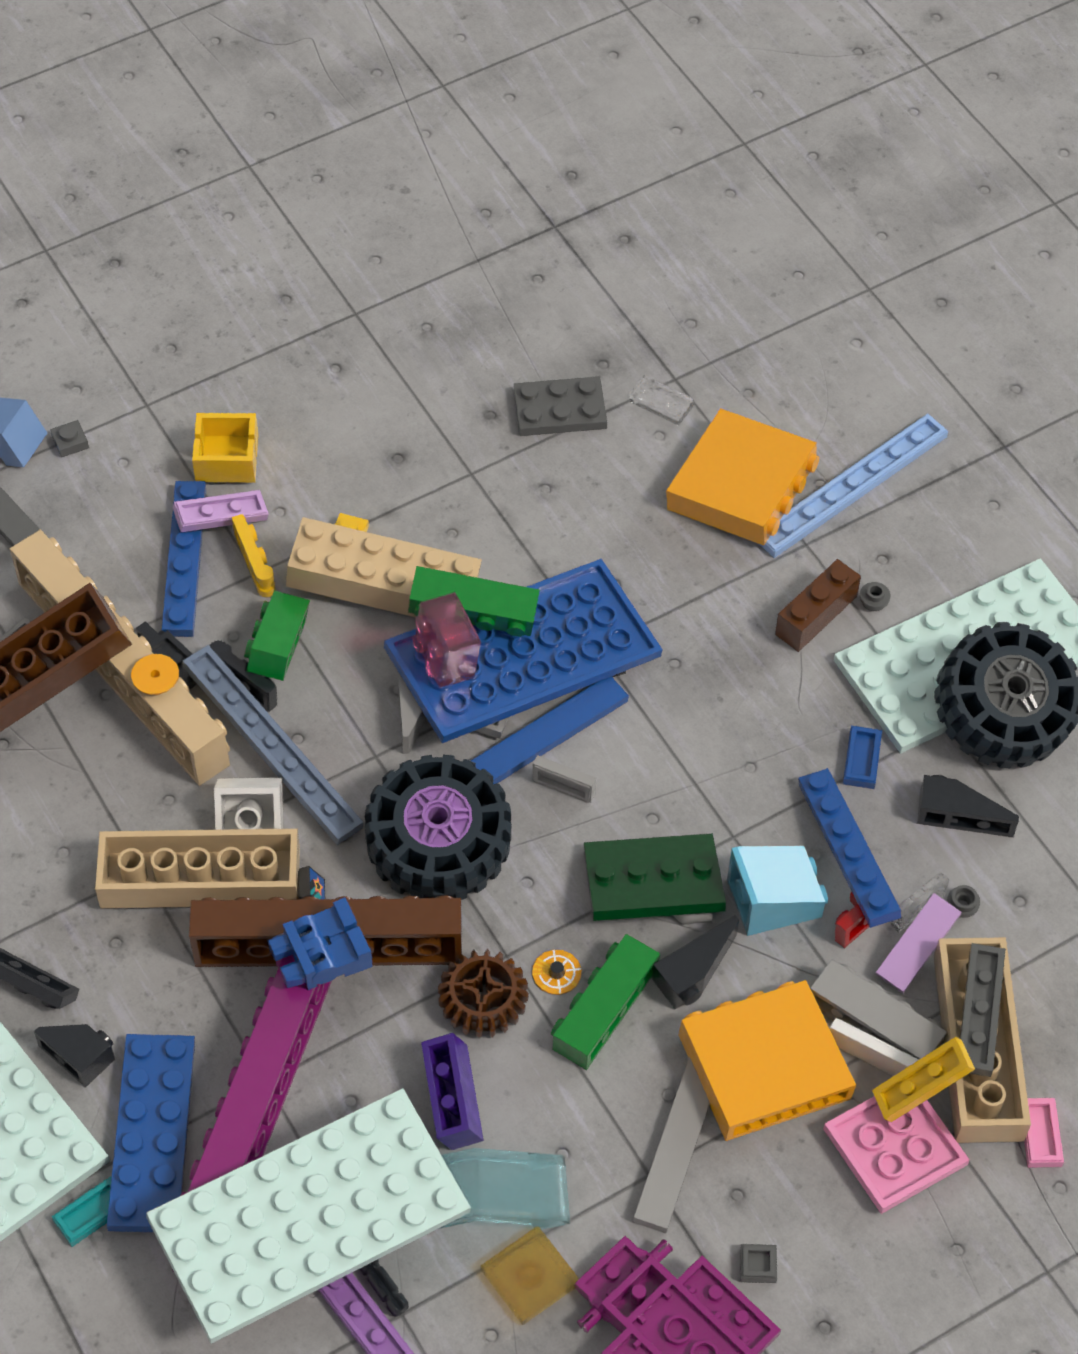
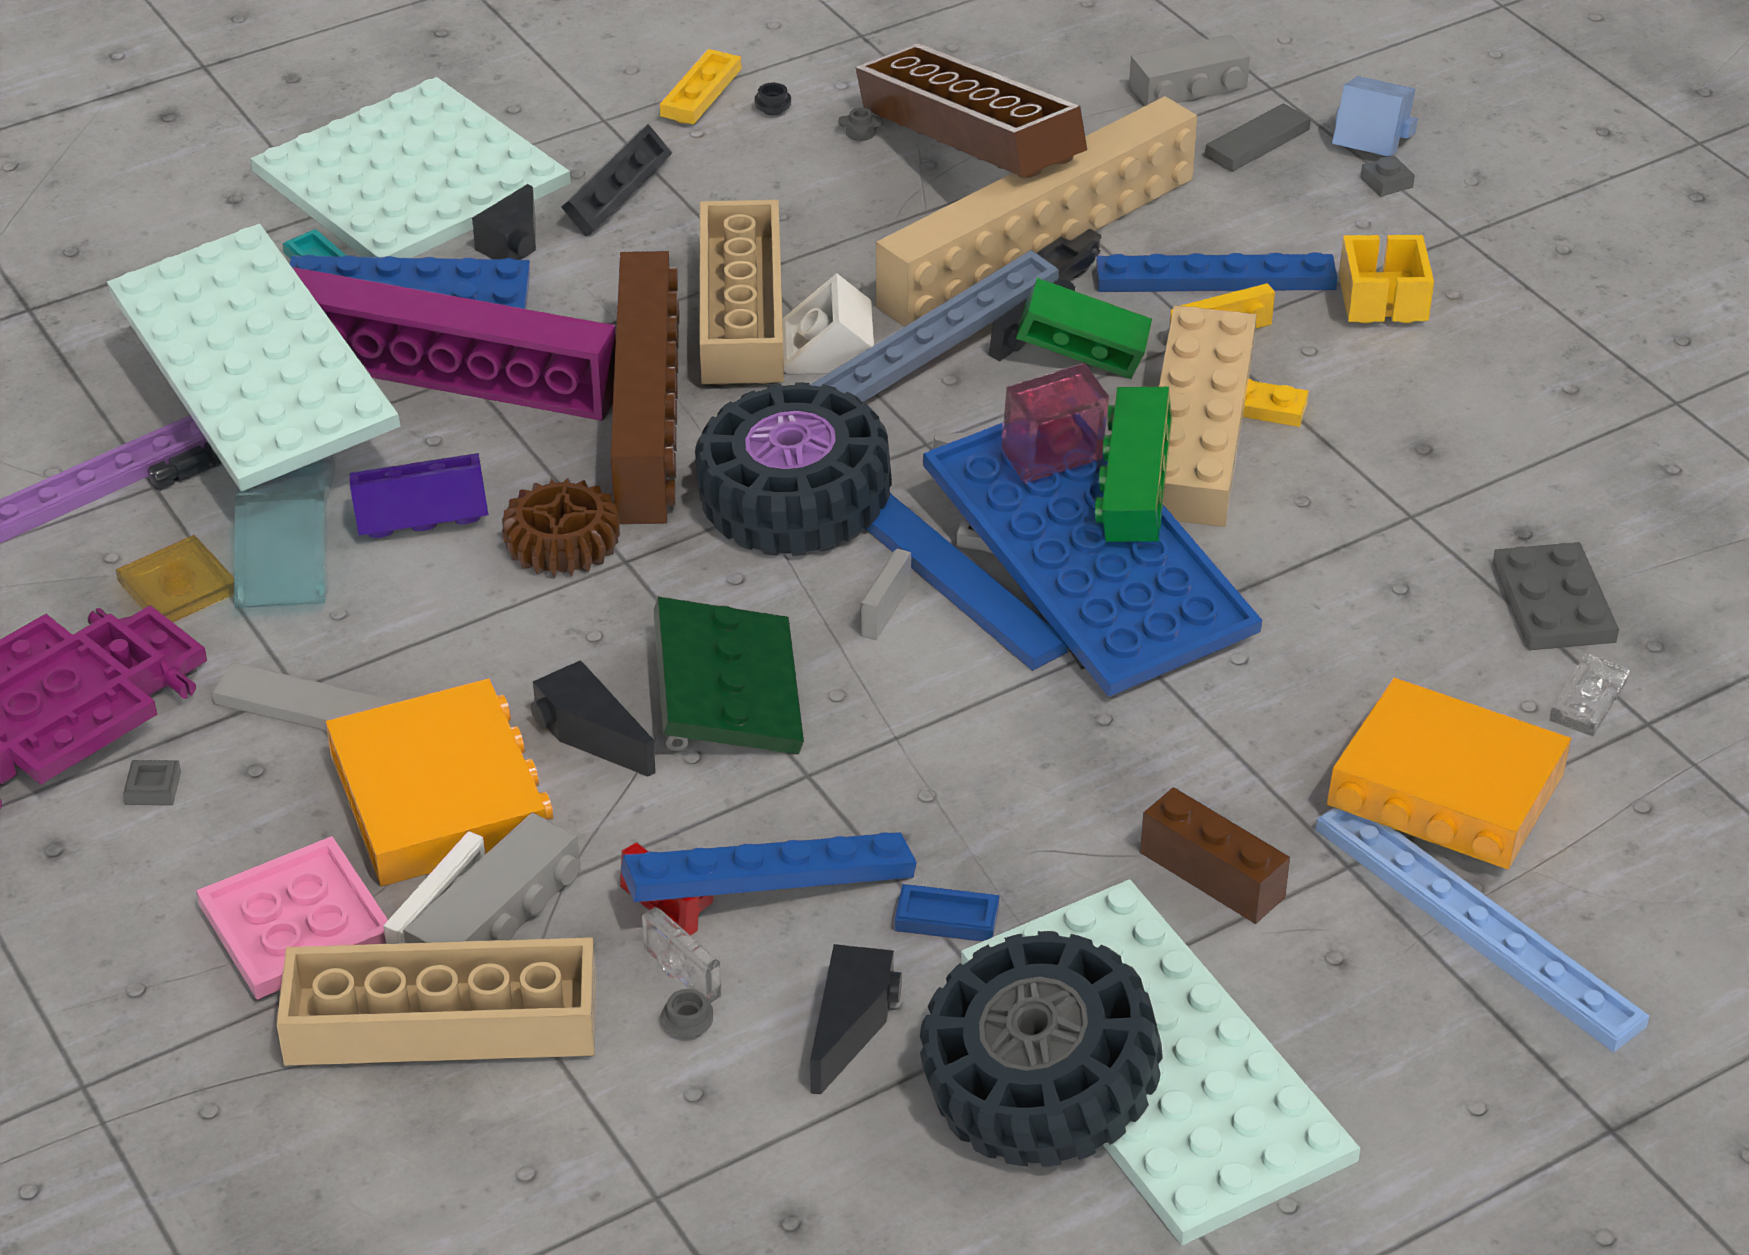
camera: 90 degrees right, 15 degrees down
(155, 674) = (982, 198): light orange piece -> none
(219, 510) = (1294, 295): lavender tile -> none
(310, 883) = (717, 383): black tile -> none
(321, 947) = (589, 334): blue hips -> none
(556, 972) = (599, 606): light orange piece -> none
(604, 1002) = (537, 630): green brick -> none
(774, 887) = (703, 779): slope -> none
(872, 602) = (1250, 935): dark grey plate -> none
(918, 943) = (617, 945): lavender tile -> none
(923, 1079) = (357, 899): yellow plate -> none
(982, 1006) = (459, 962): dark grey plate -> none
(1043, 1139) = (295, 1087): bright pink tile -> none

